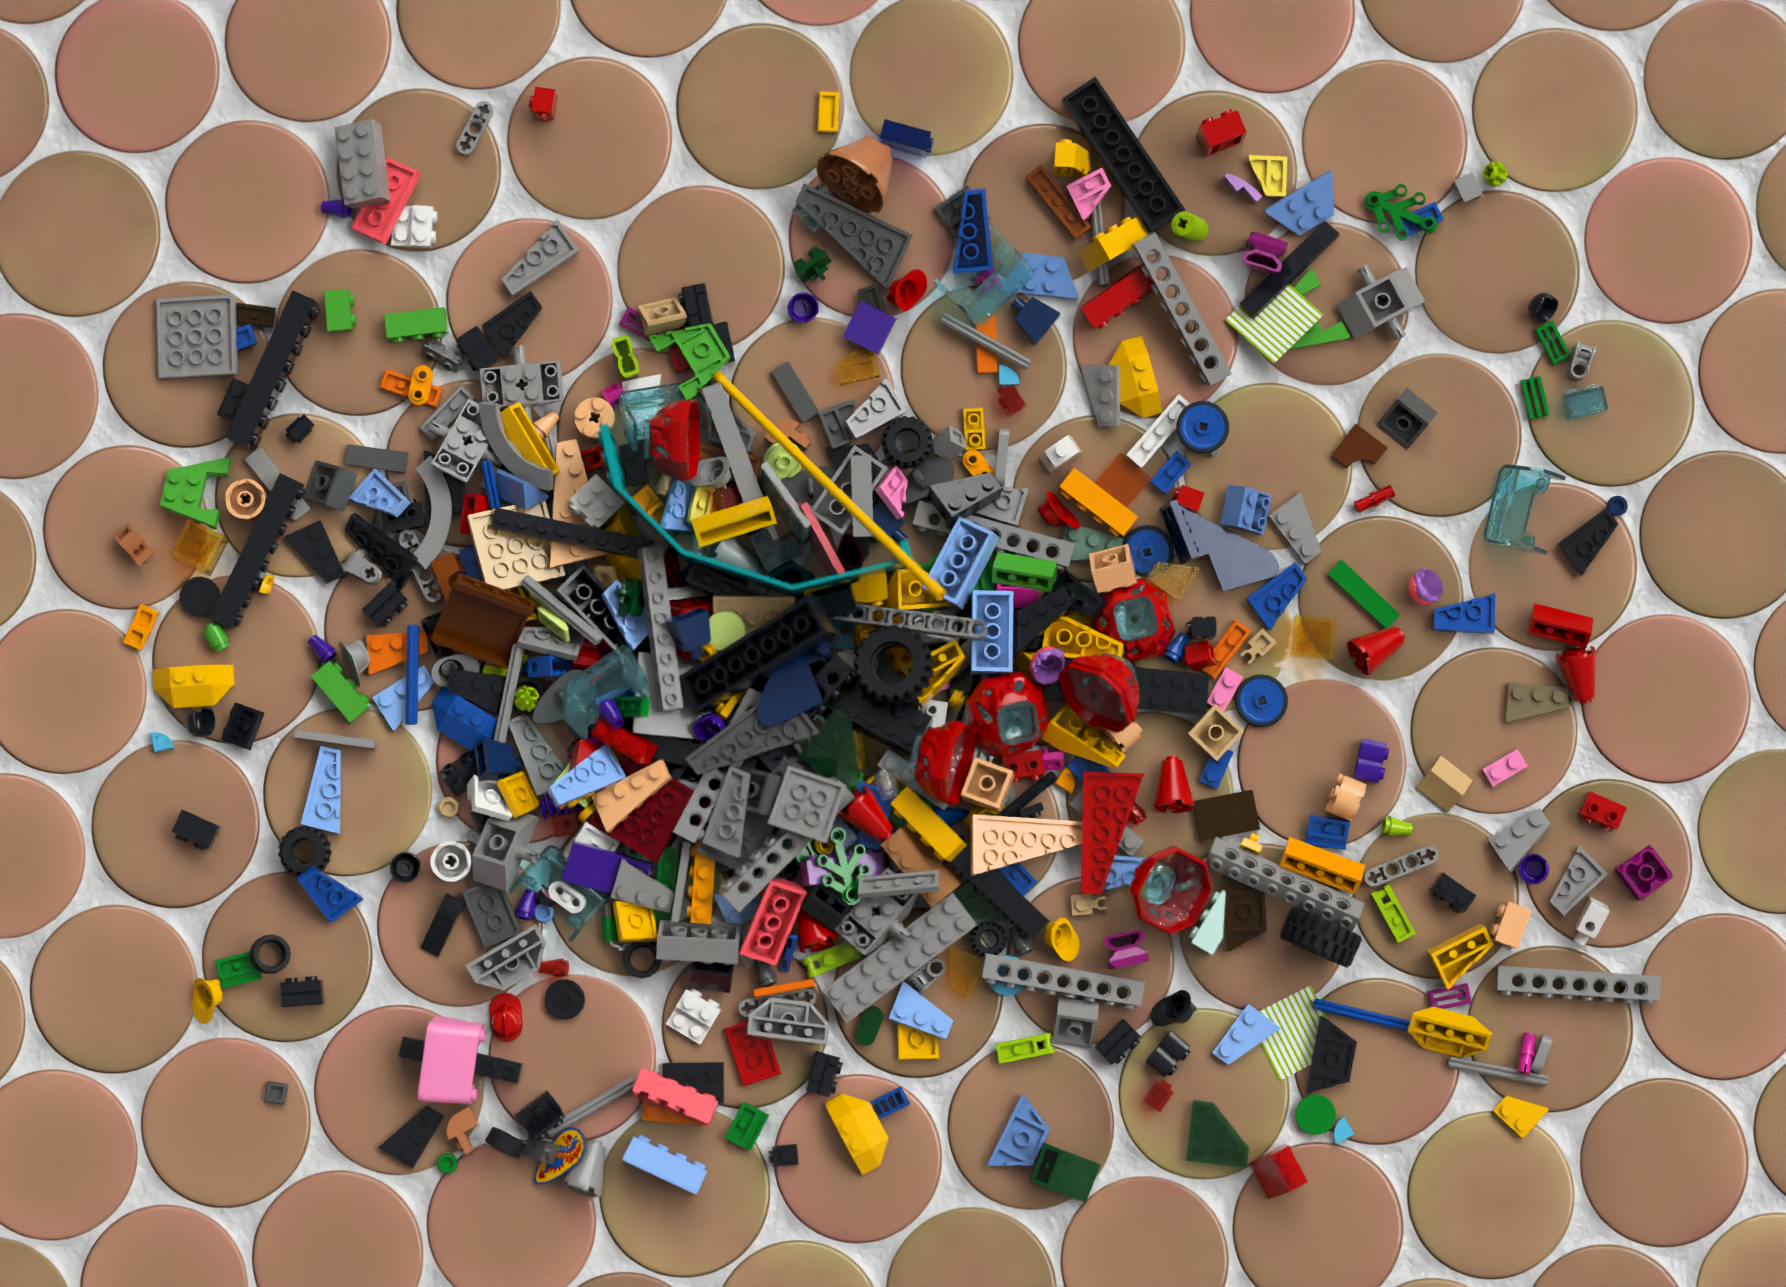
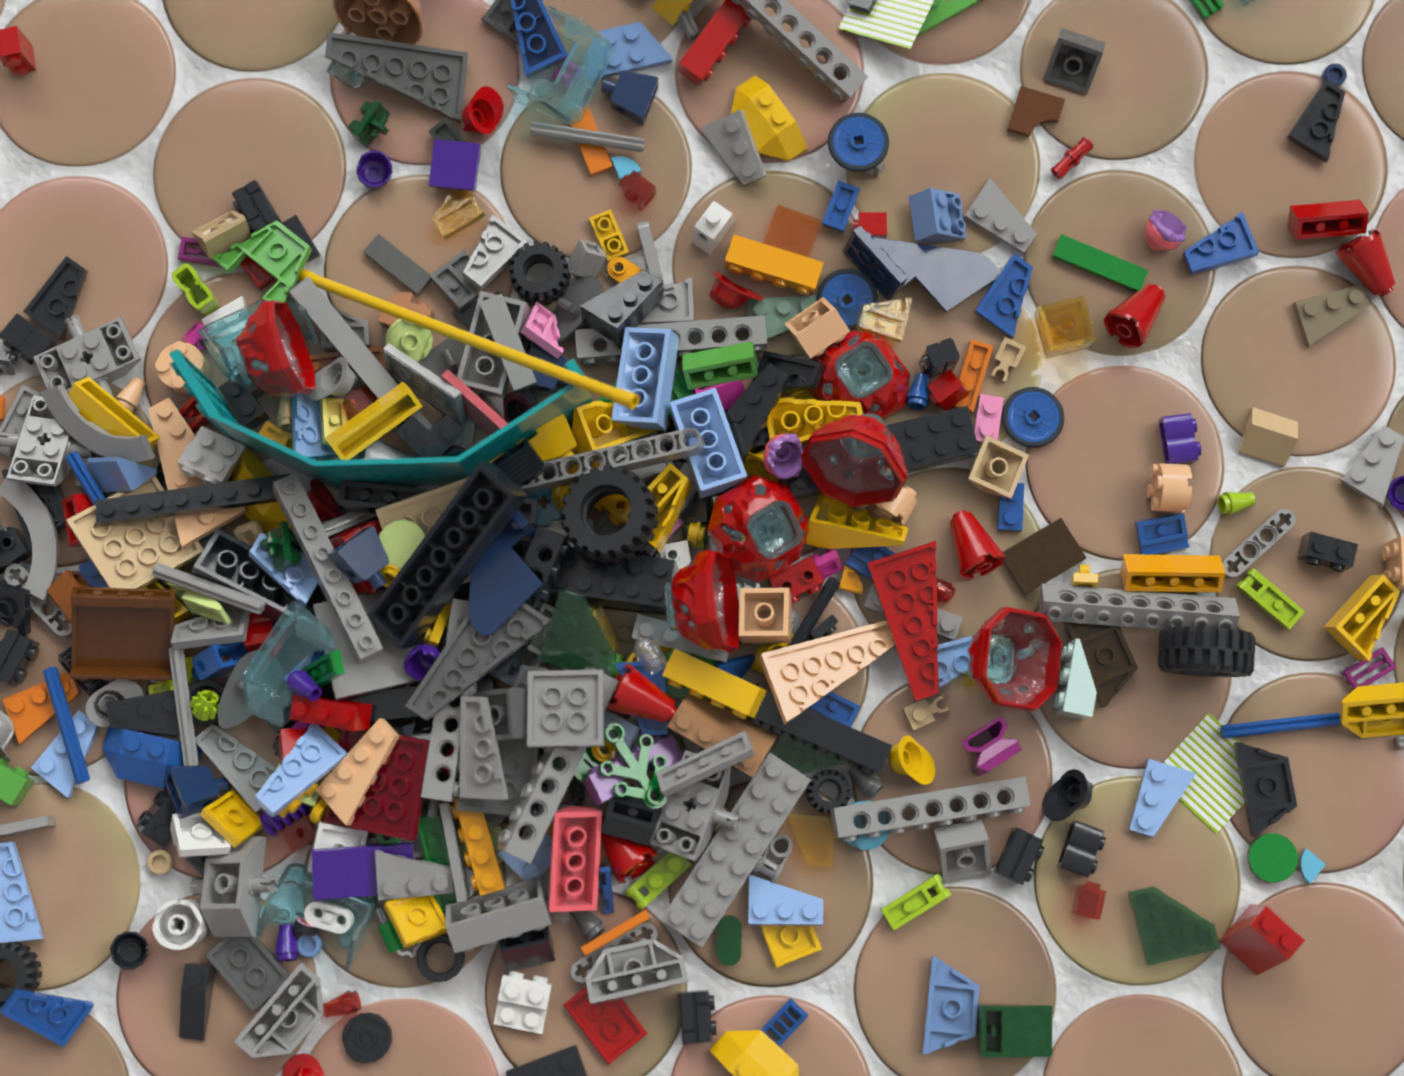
camera: 20 degrees left, 5 degrees down
(541, 259) = (73, 213): light grey wing -> none
(1157, 433) = (810, 170): white plate -> none
(1504, 767) = (1327, 395): bright pink plate -> none
(1512, 506) = (1221, 109): clear light blue windscreen -> none

